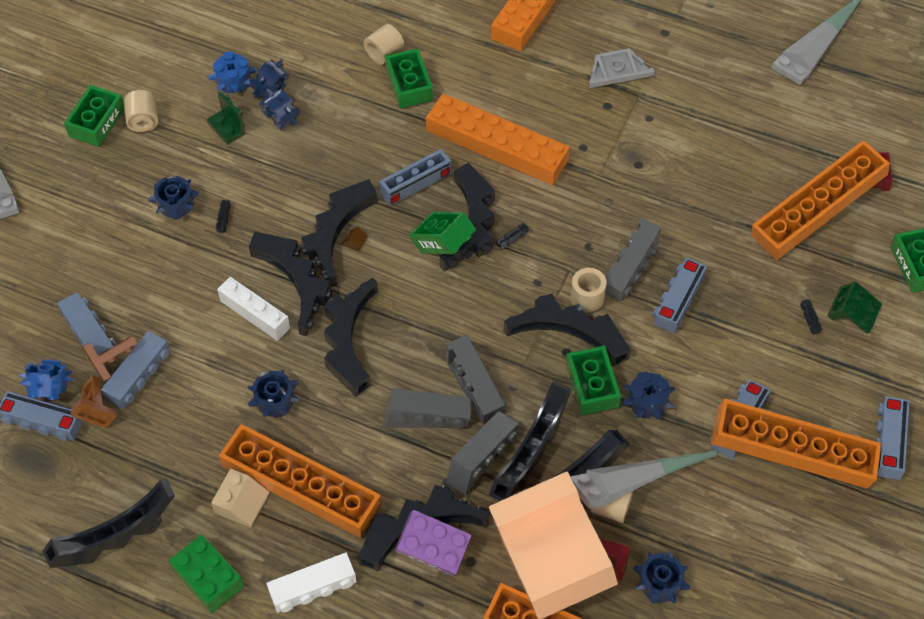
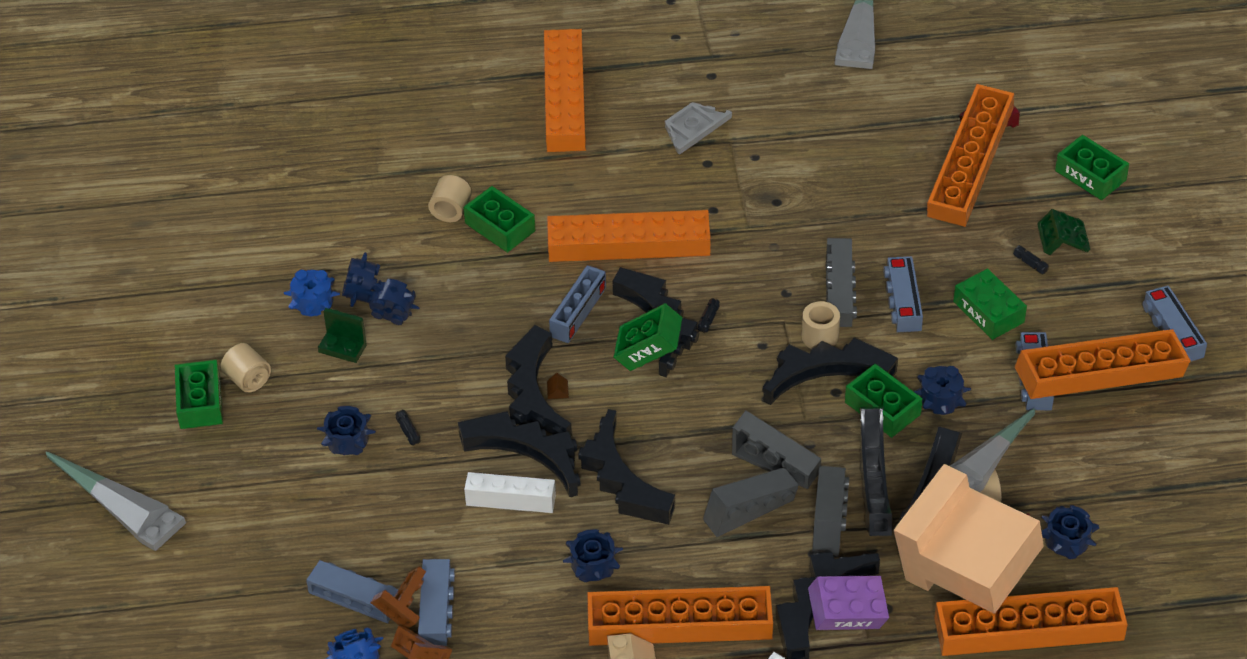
camera: 30 degrees left, 10 degrees down
(744, 339) = (990, 304): none -> green brick

